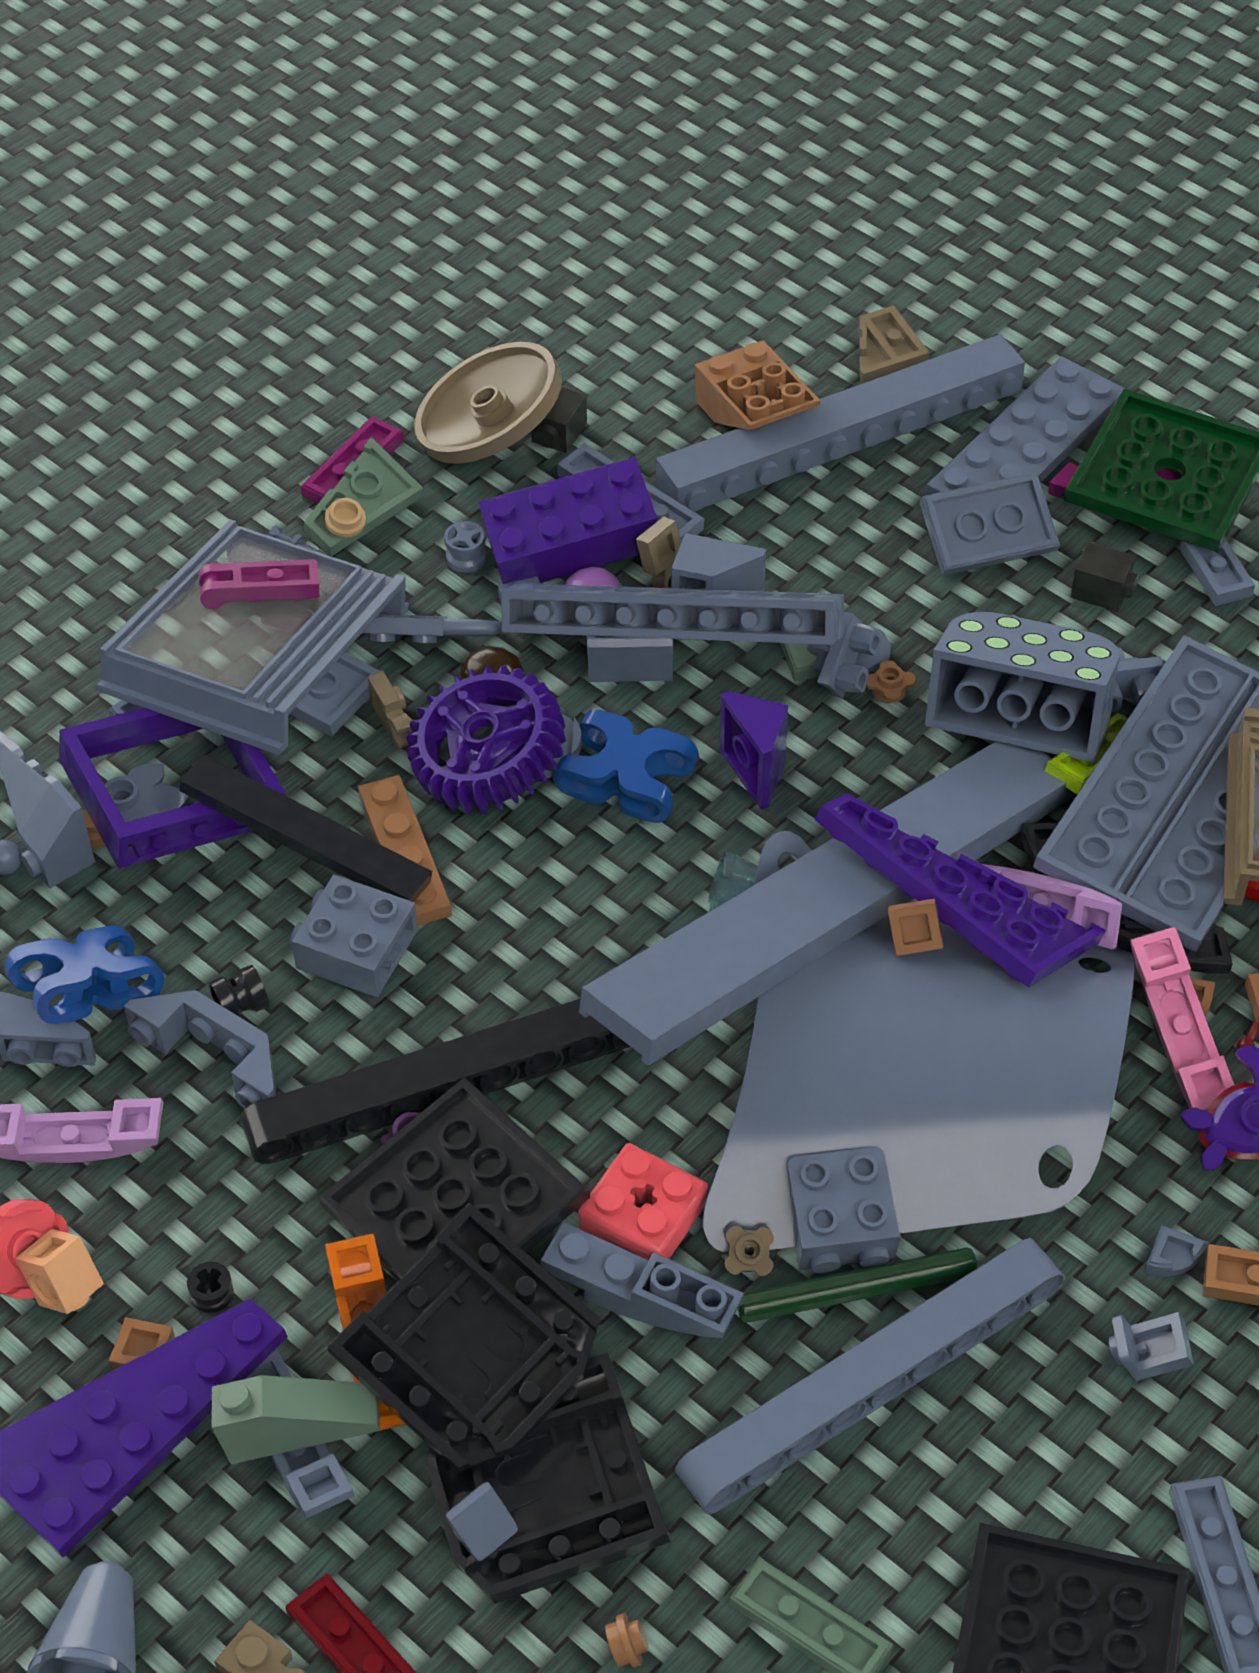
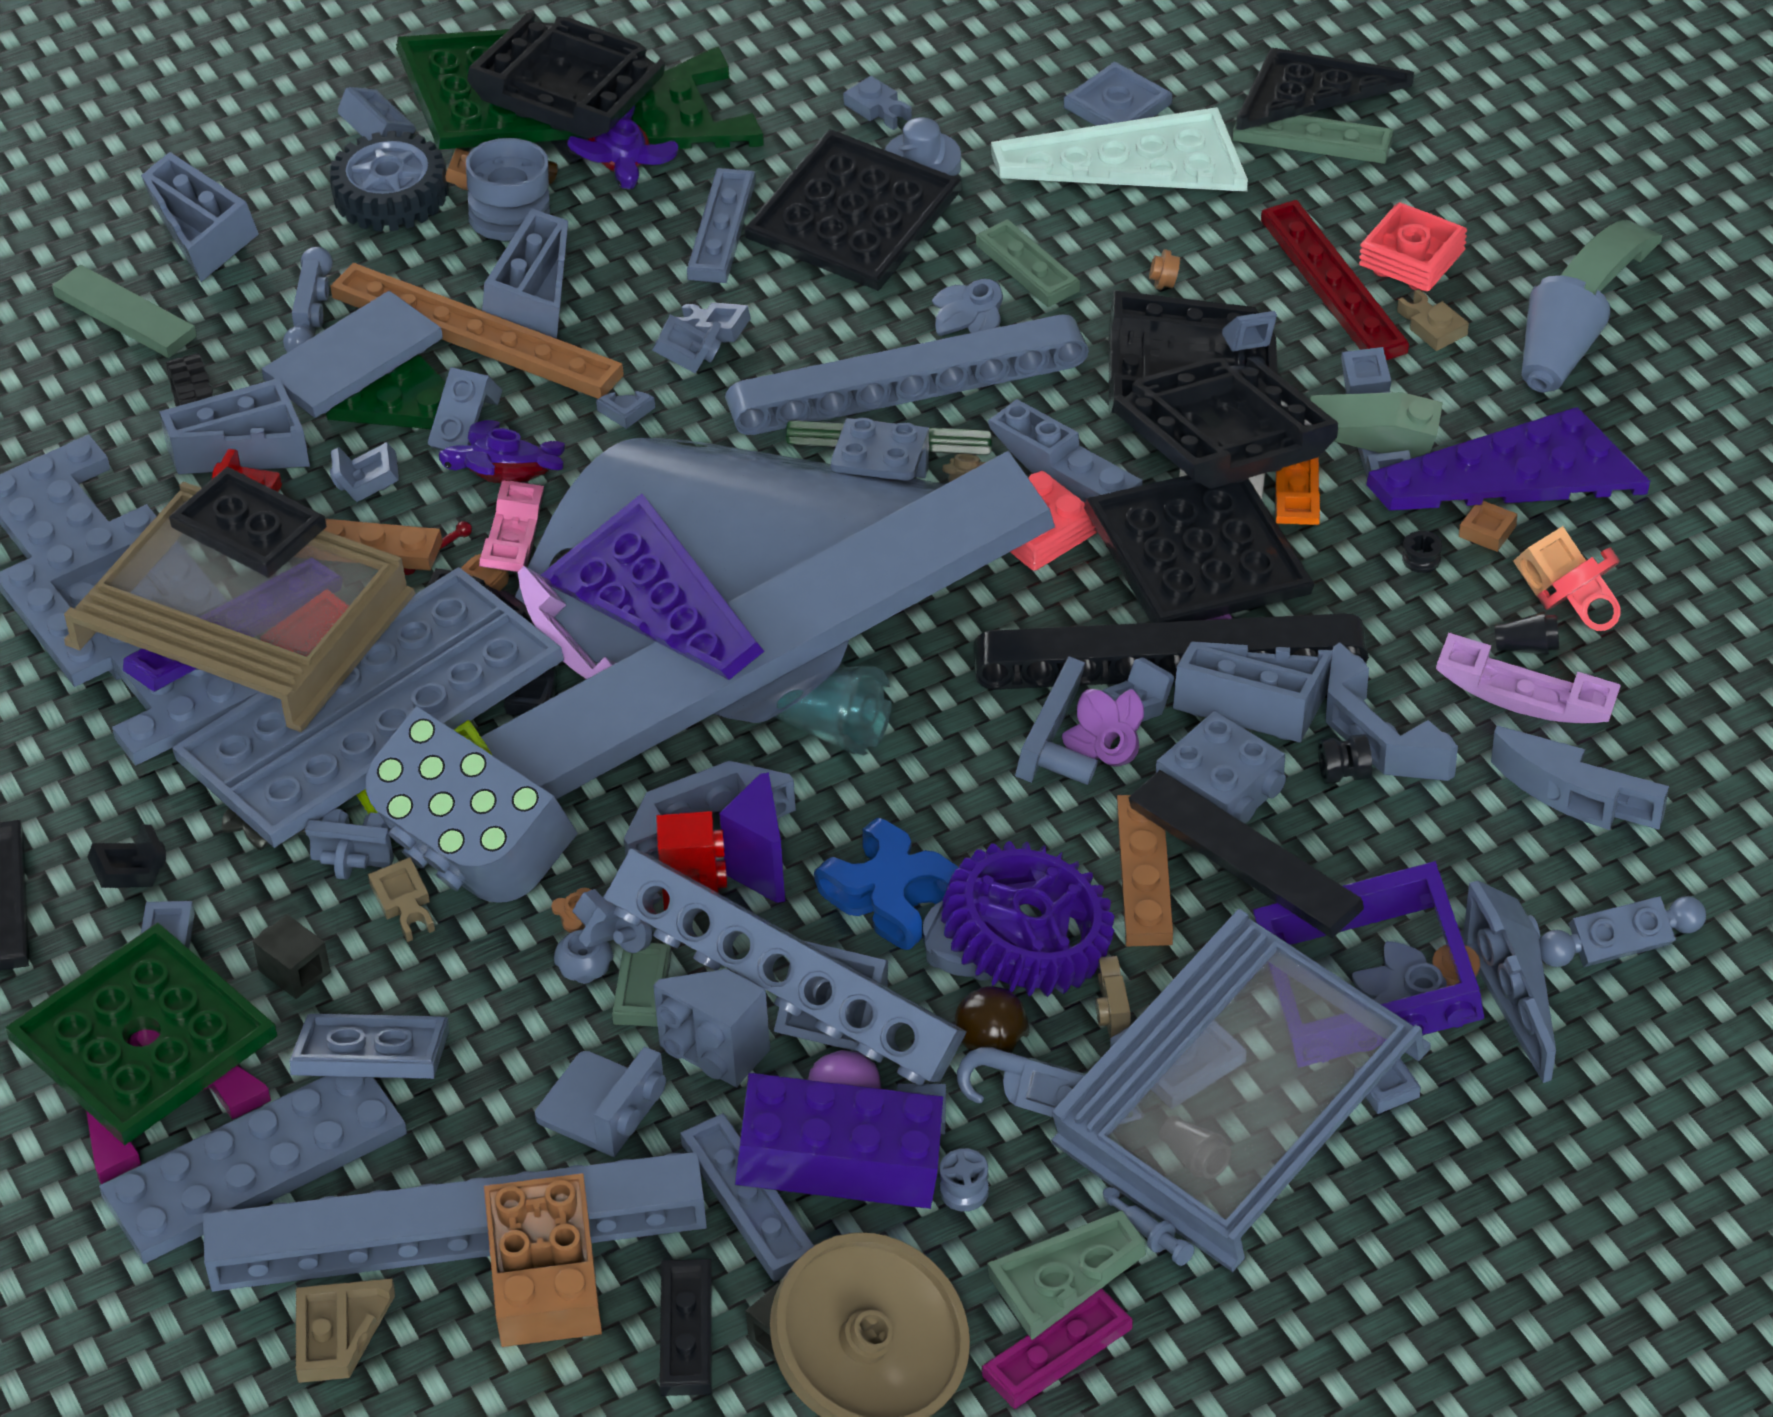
camera: 160 degrees left, 5 degrees down
(75, 1195) = (1529, 634): none -> black cone
(82, 973) = (1491, 781): blue piece -> none
(258, 581) = (1223, 1102): magenta plate -> none
(341, 1031) = (1254, 690): none -> sand blue wedge
(345, 518) = (1095, 1219): tan plate -> none
(465, 1006) = (1150, 684): none -> sand blue bracket
(469, 958) = (1102, 723): none -> medium lavender plate
(542, 930) = (1039, 745): none -> sand blue piece
(635, 413) = (686, 1327): none -> black tile
(658, 550) = (764, 1061): dark tan plate -> none
(791, 536) = (602, 1100): none -> sand blue bracket
(813, 709) = (691, 847): none -> red brick
(848, 1512) = (964, 308): none -> sand blue plate
(860, 779) = (702, 792): none -> sand blue slope
(915, 927) = (719, 565): medium nougat tile -> none
(1135, 1397) = (731, 316): none -> sand blue plate

